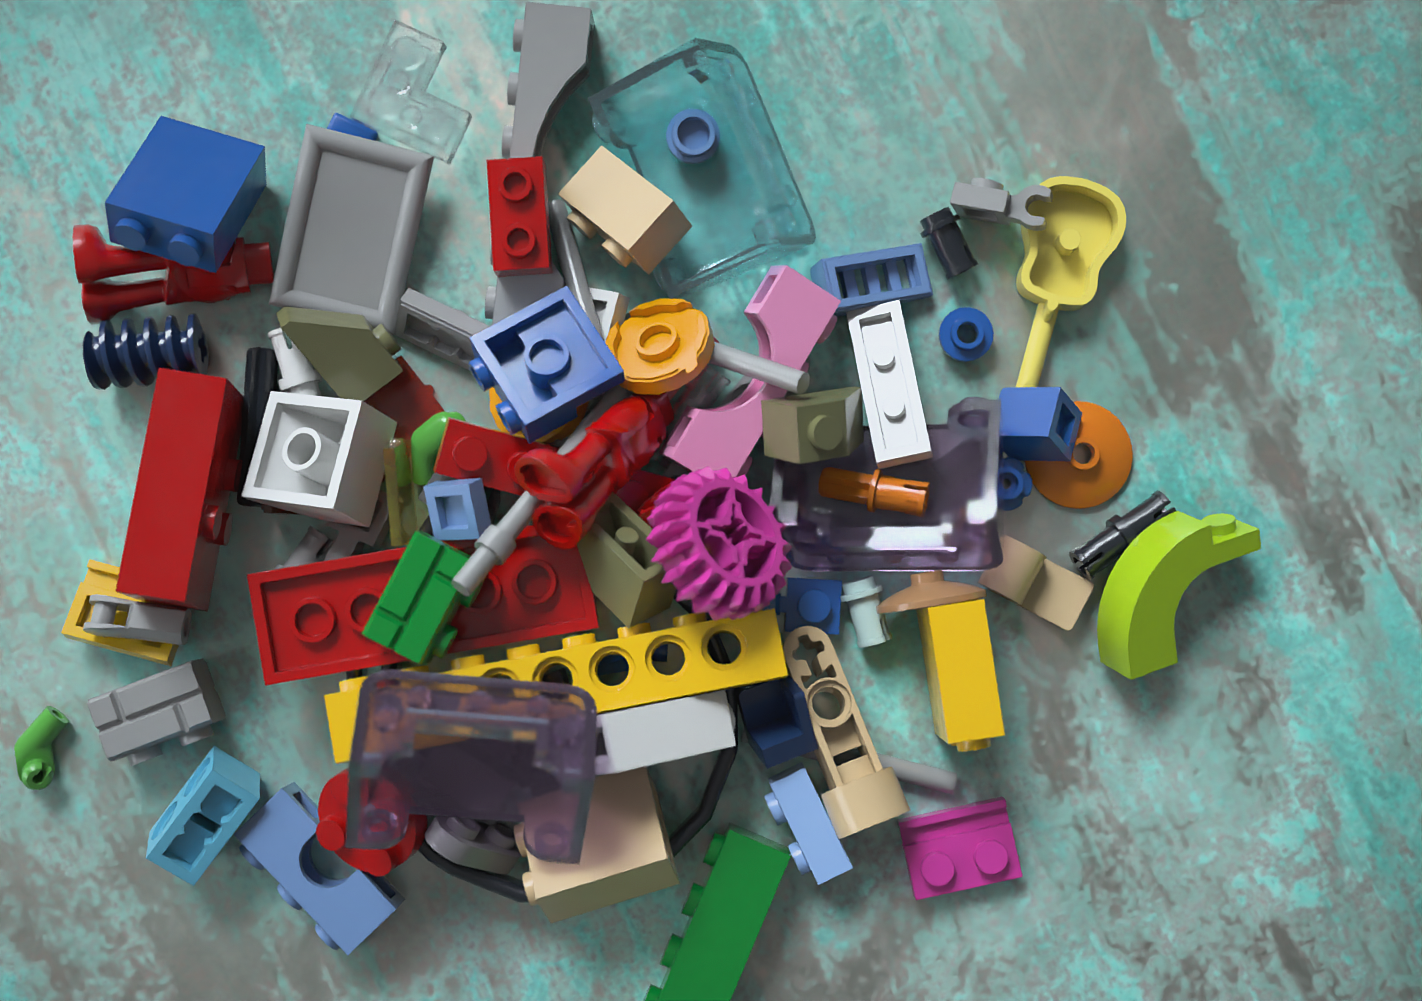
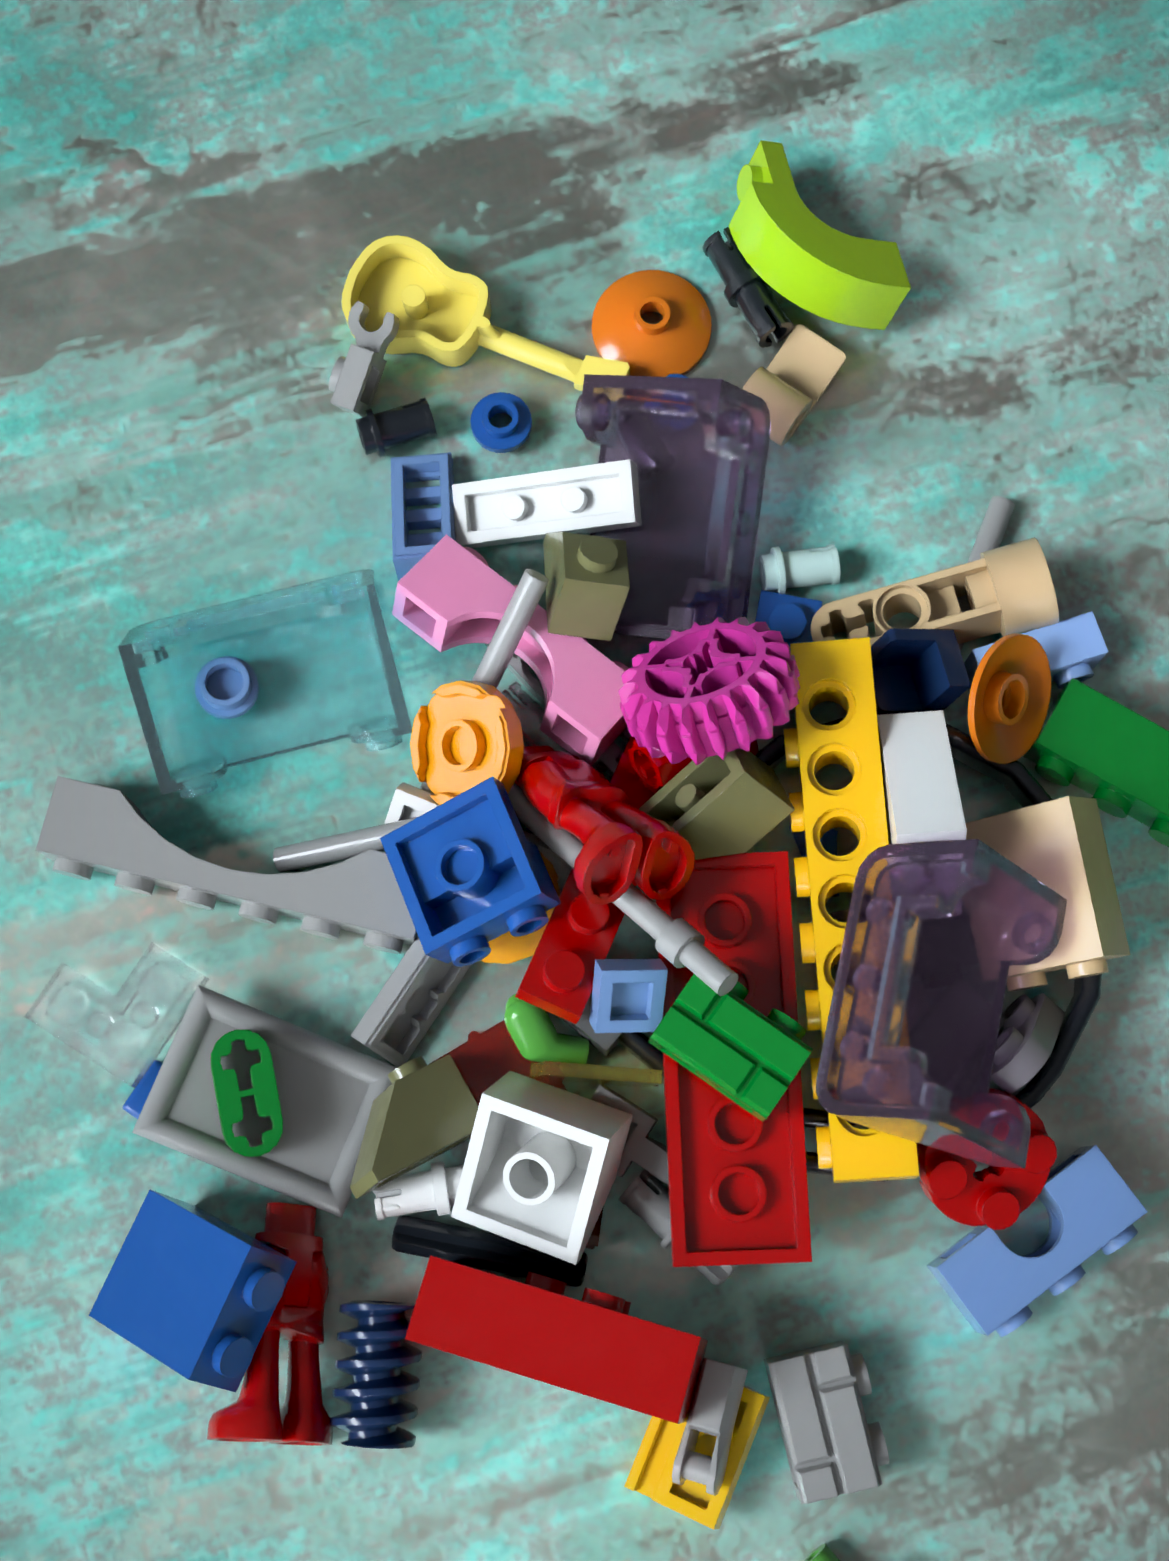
camera: 85 degrees left, 10 degrees down
(203, 816) = (961, 1373): medium azure brick -> none
(343, 197) = (263, 1091): none -> green beam
(519, 216) = (289, 884): red piece -> none
(624, 210) = (301, 770): tan brick -> none
(757, 802) = (1009, 698): none -> orange dish
(875, 490) = (665, 533): orange axle -> none
(929, 590) = (789, 488): medium nougat dish -> none
(959, 848) = (1077, 504): dark pink plate -> none
(960, 674) = (881, 466): yellow brick -> none
(1039, 423) = (612, 346): blue panel -> none

